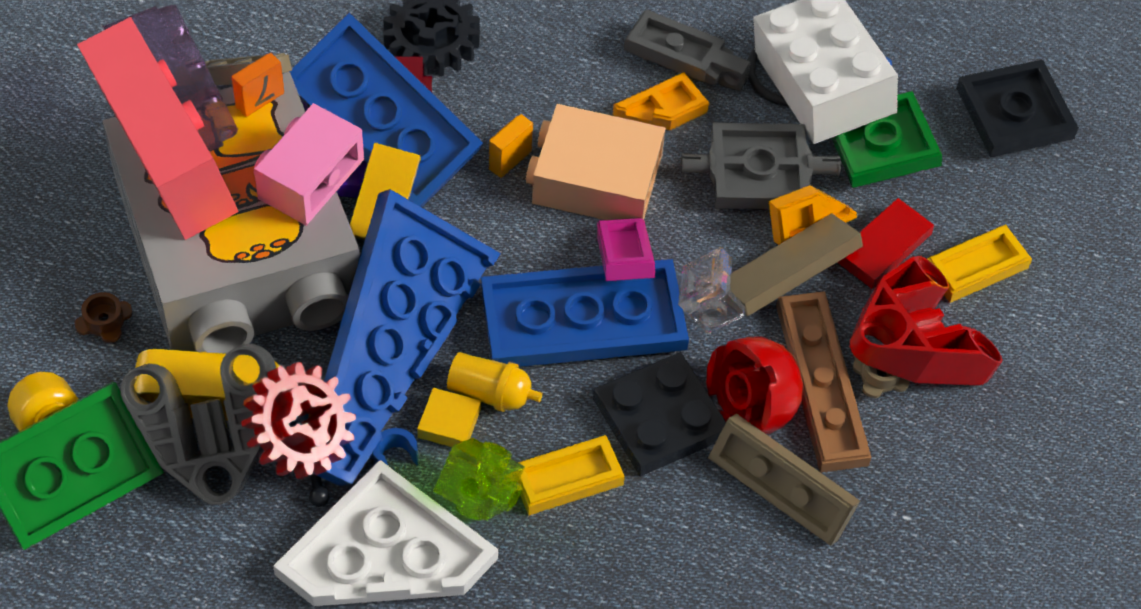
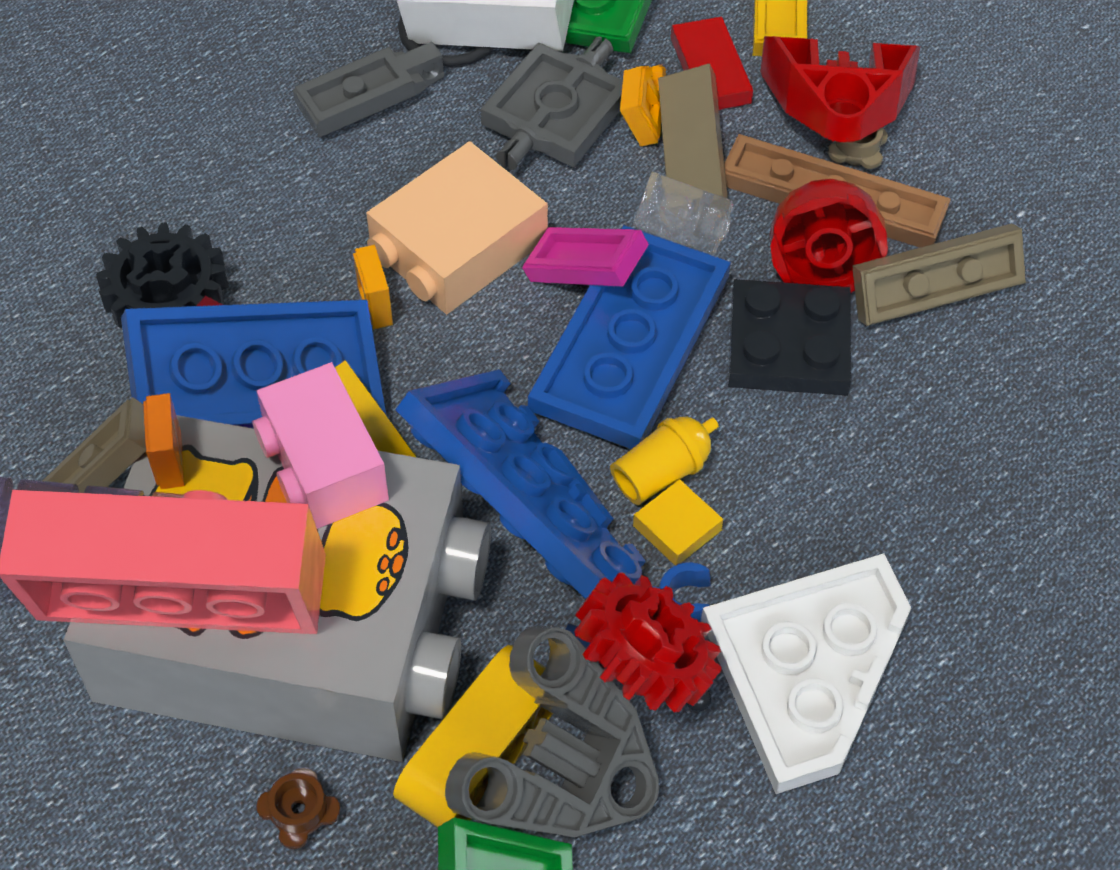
camera: 55 degrees left, 0 degrees up
(480, 479) = (791, 524): clear neon green brick -> none
(569, 475) = (813, 454): yellow tile -> none
(665, 104) = (415, 141): light orange tile -> none

